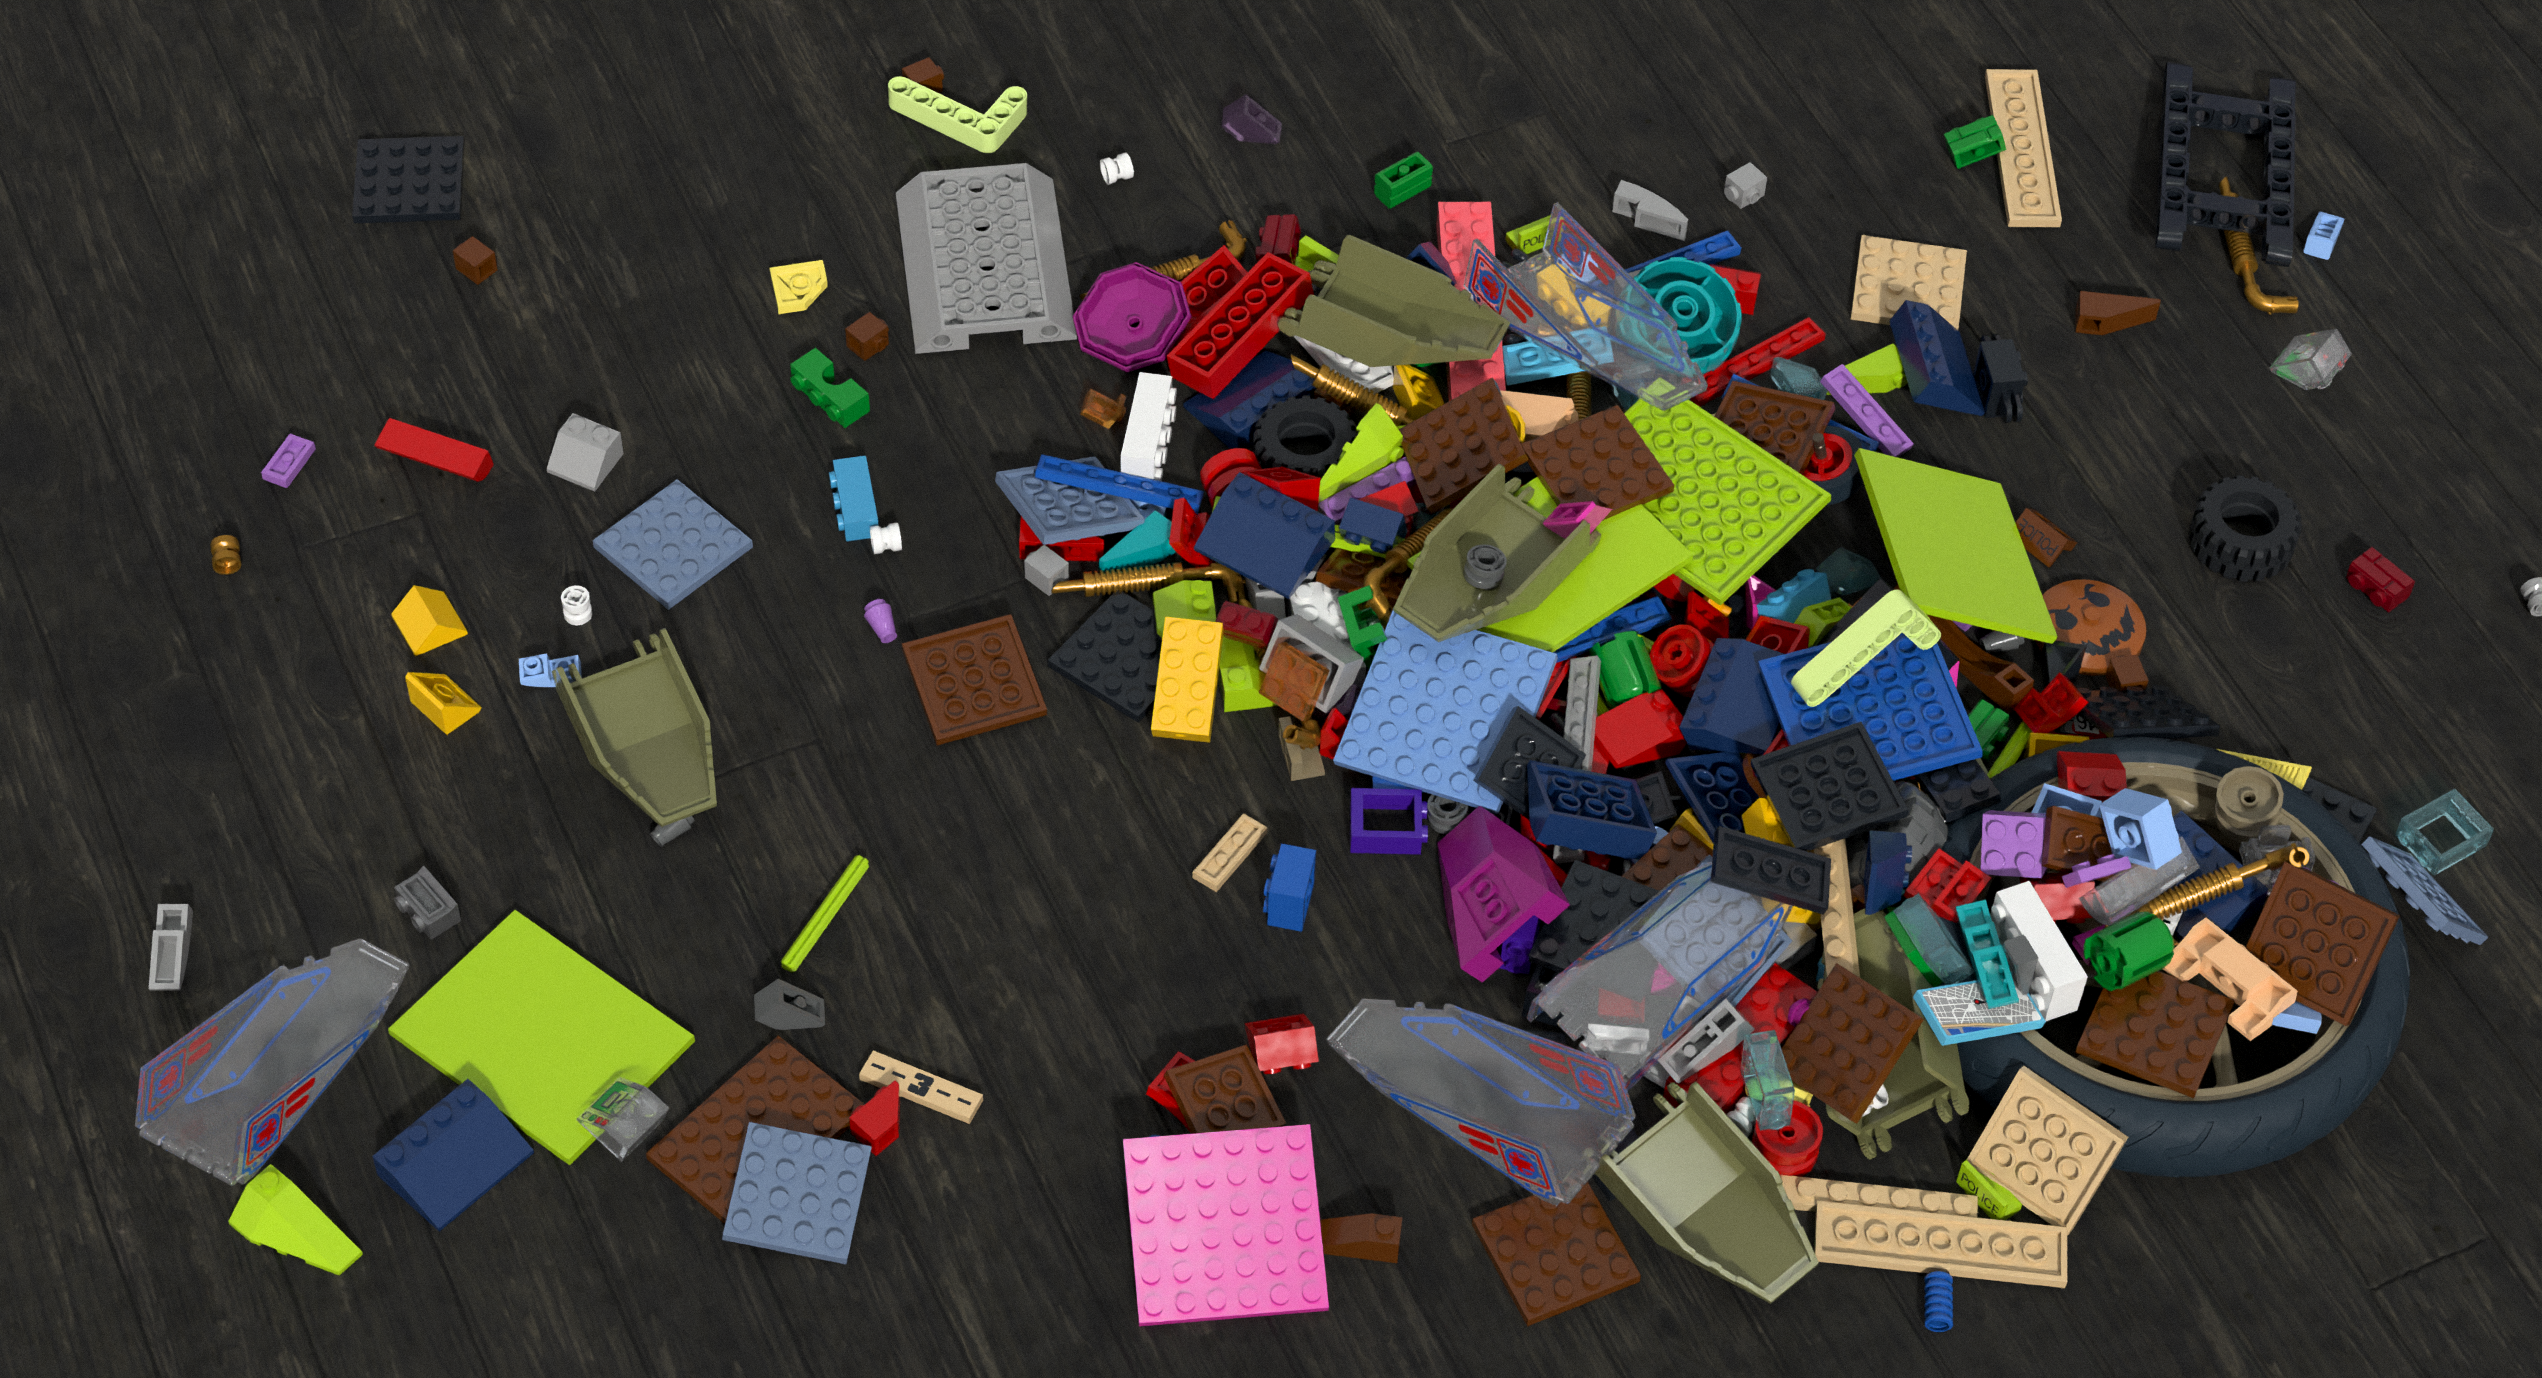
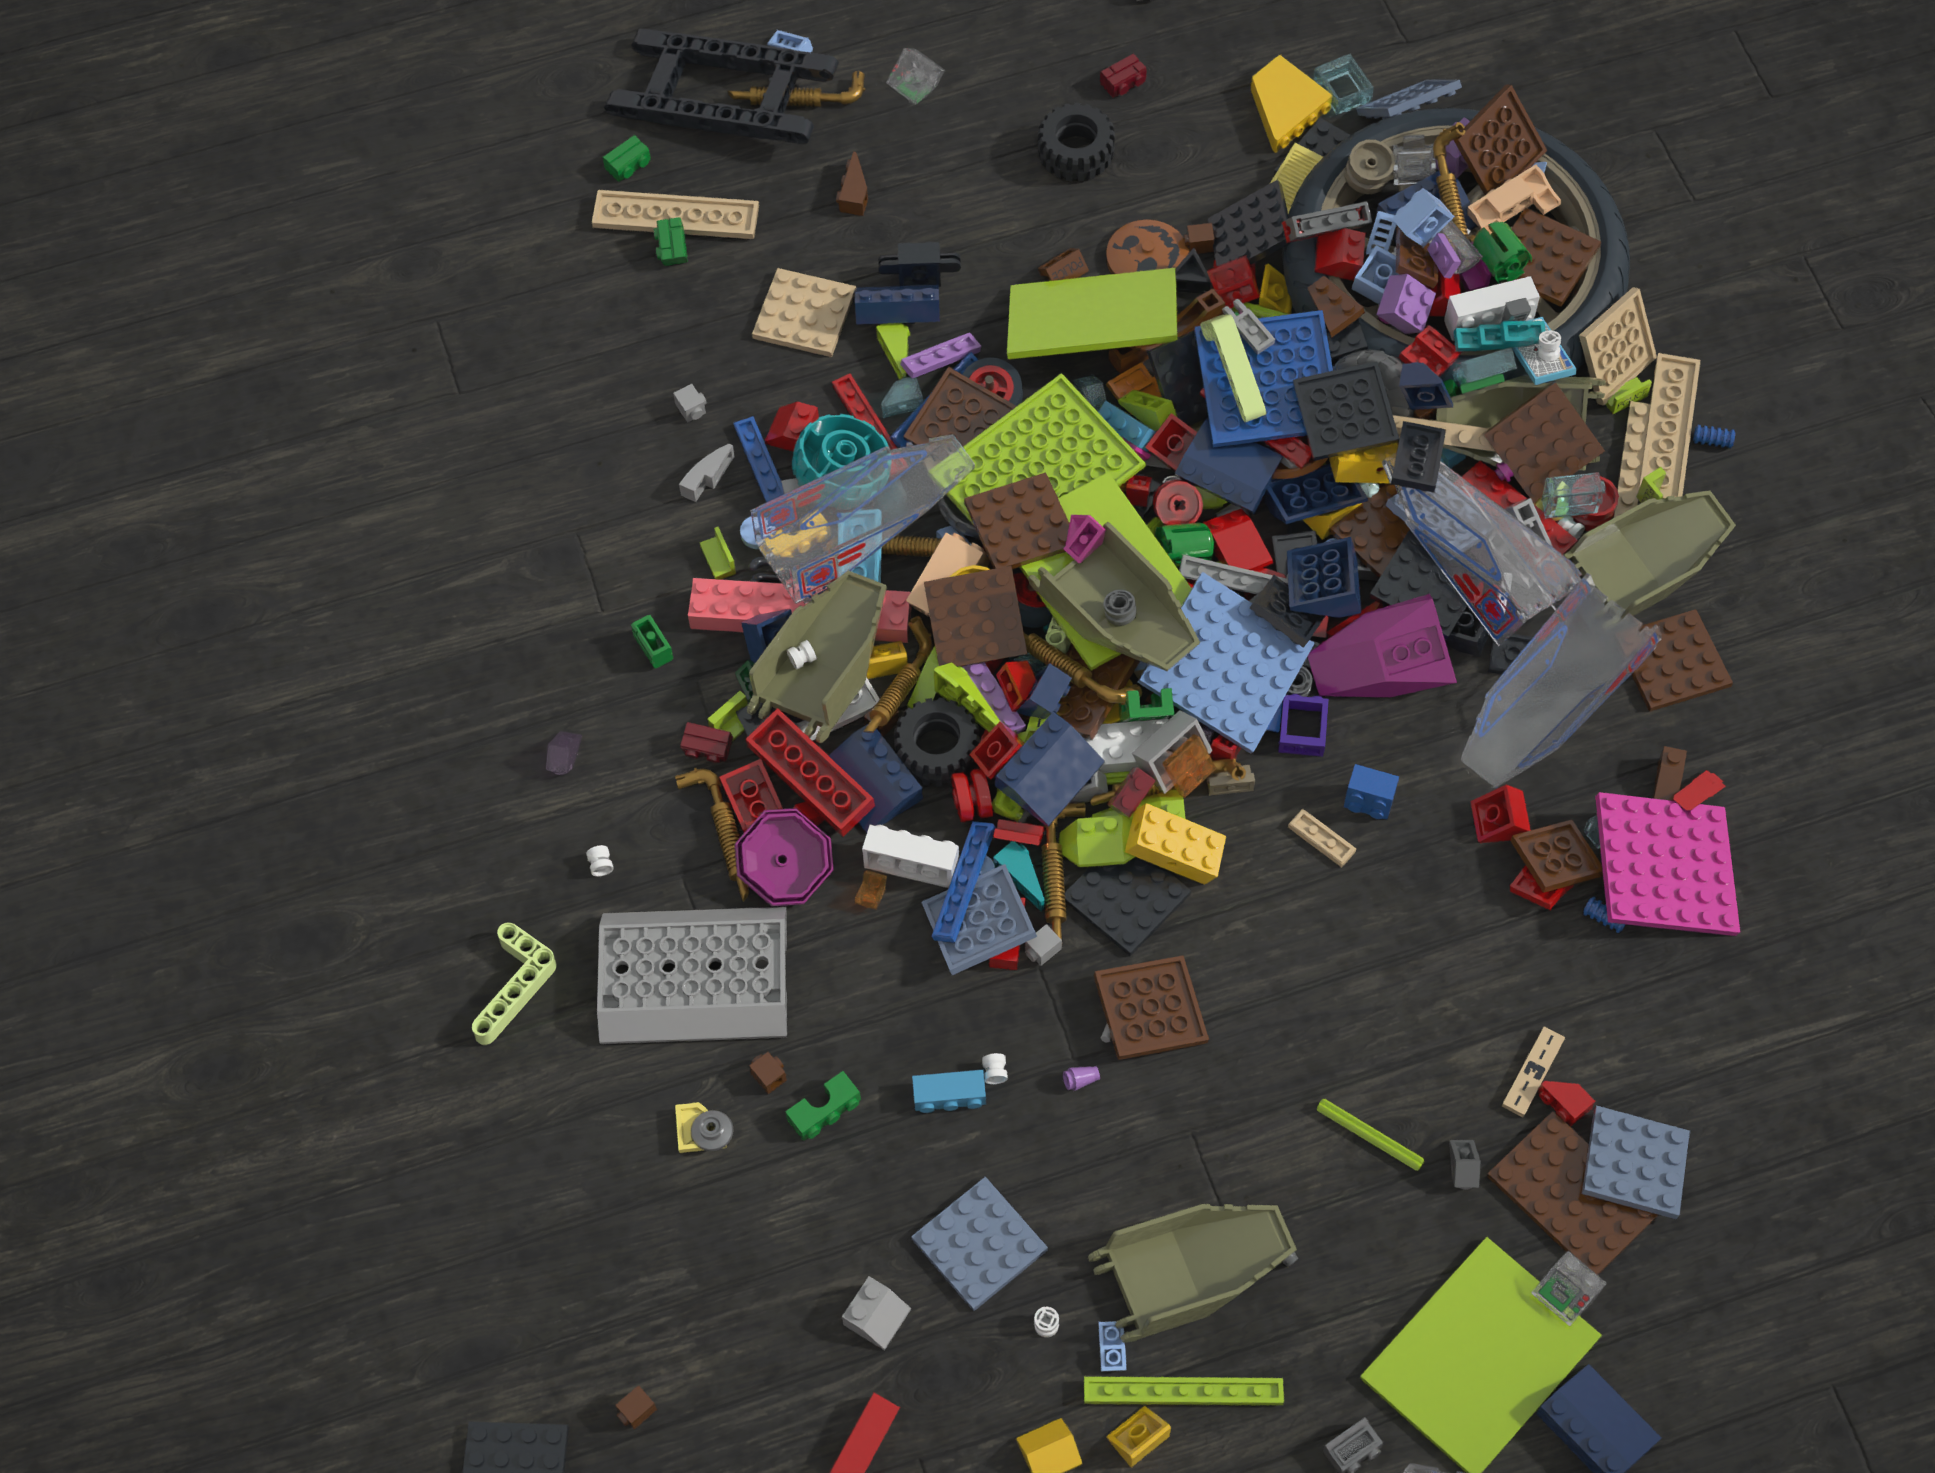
camera: 80 degrees left, 10 degrees up
(496, 740) = (1183, 1391): none -> lime plate
(793, 292) = (713, 1139): none -> flat silver piece
(925, 74) = (464, 1010): reddish brown brick -> none
(1346, 1270) = (1699, 790): none -> red piece
(1393, 298) = (801, 654): none -> white wheel
(1813, 1193) = (1651, 486): none -> lime panel
(1932, 668) = (1250, 327): none -> light grey hinge
(1976, 1004) = (1549, 345): none -> white wheel
(1997, 769) = (1337, 306): none -> reddish brown wing
(2093, 92) = (627, 158): none -> green brick
(2132, 749) = (1326, 221): none -> dark grey piece
(2390, 765) = (1287, 101): none -> yellow slope

